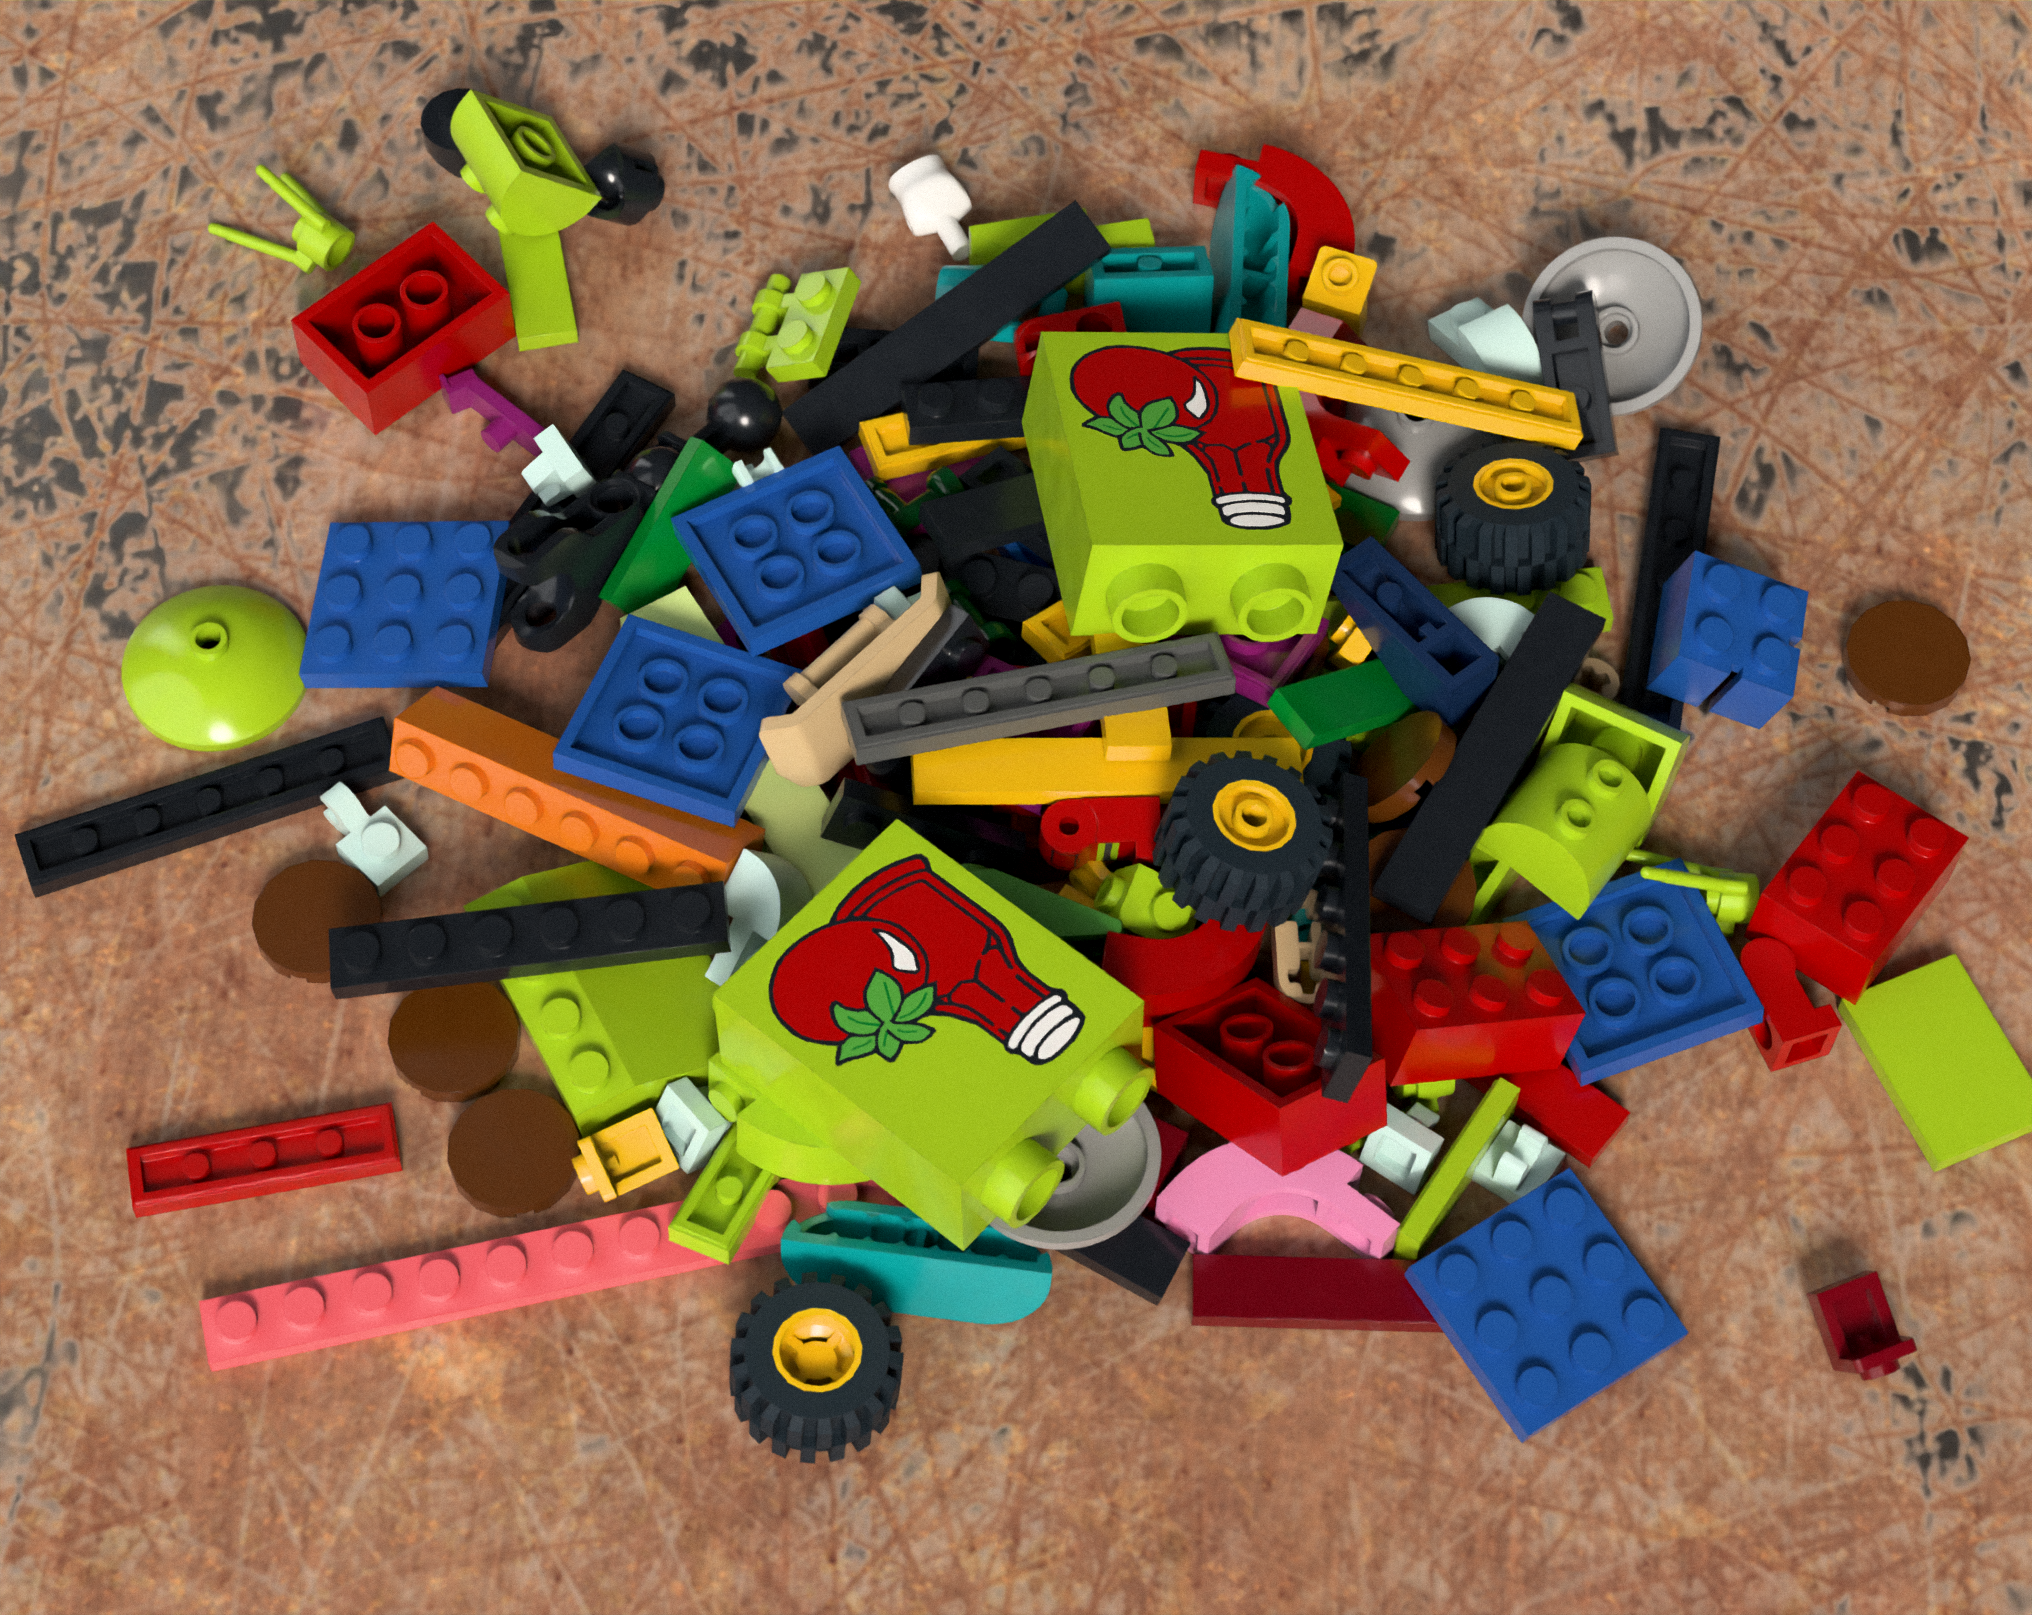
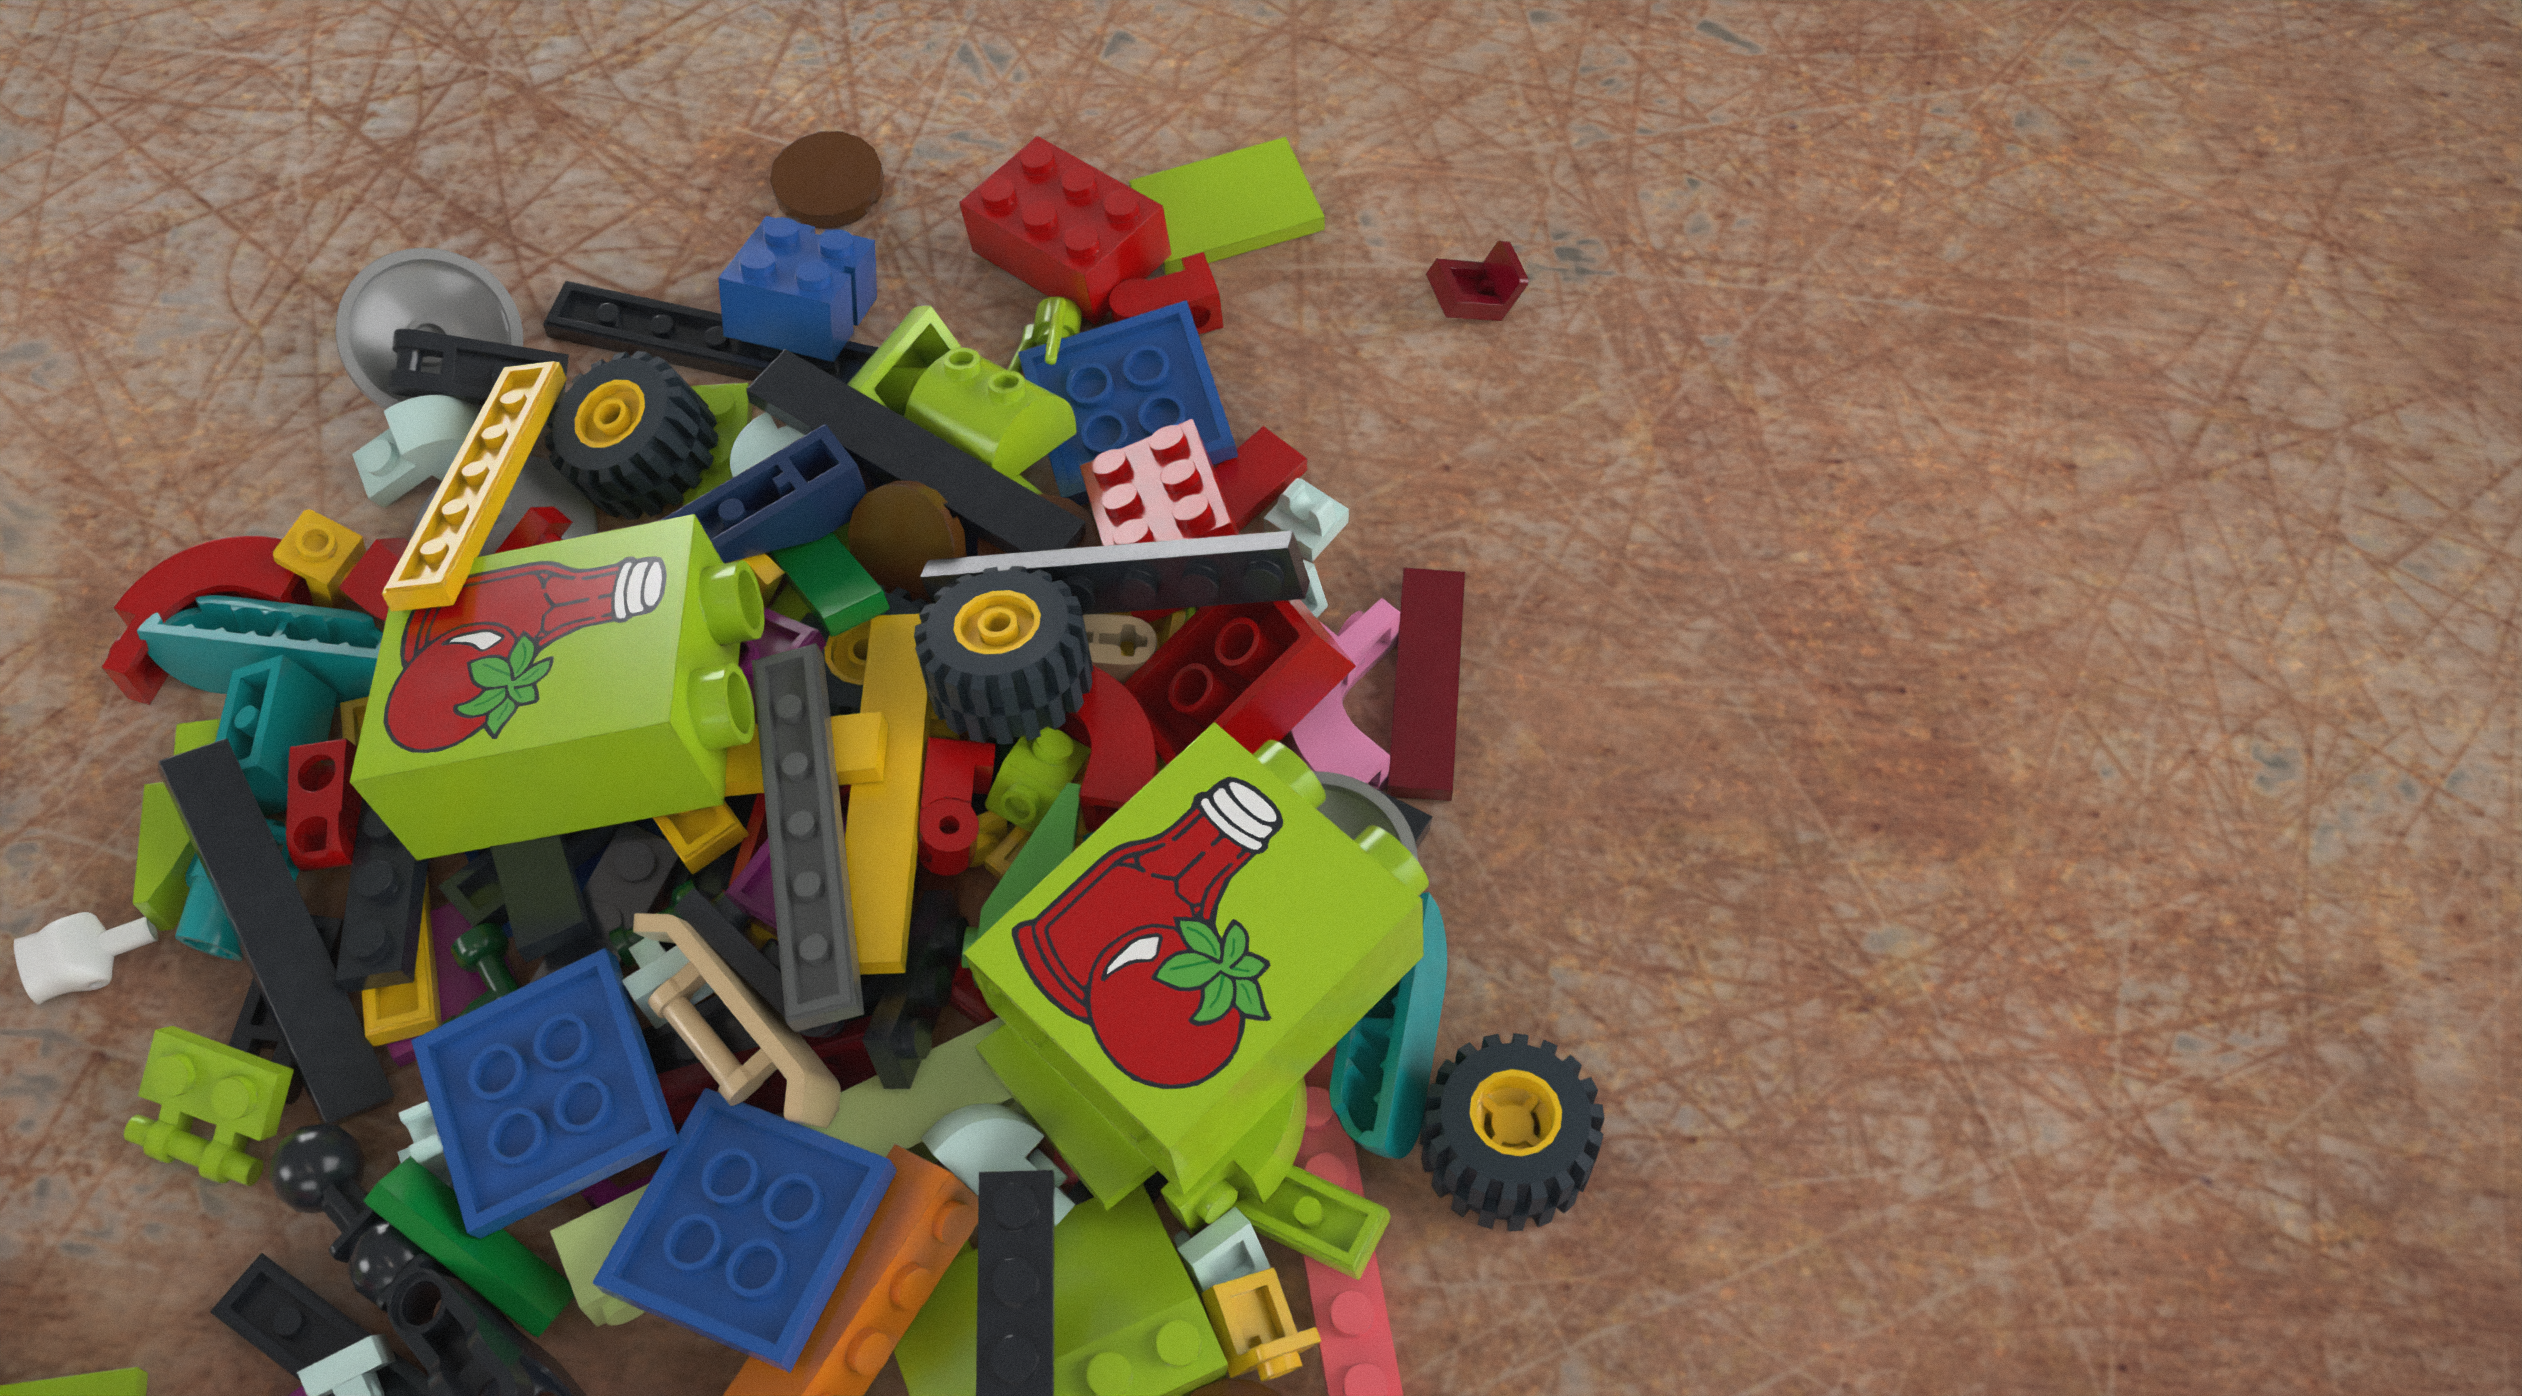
camera: 85 degrees left, 0 degrees up
(1455, 1171) = (1340, 572): lime tile -> none
(1545, 1304) = (1448, 507): blue plate -> none

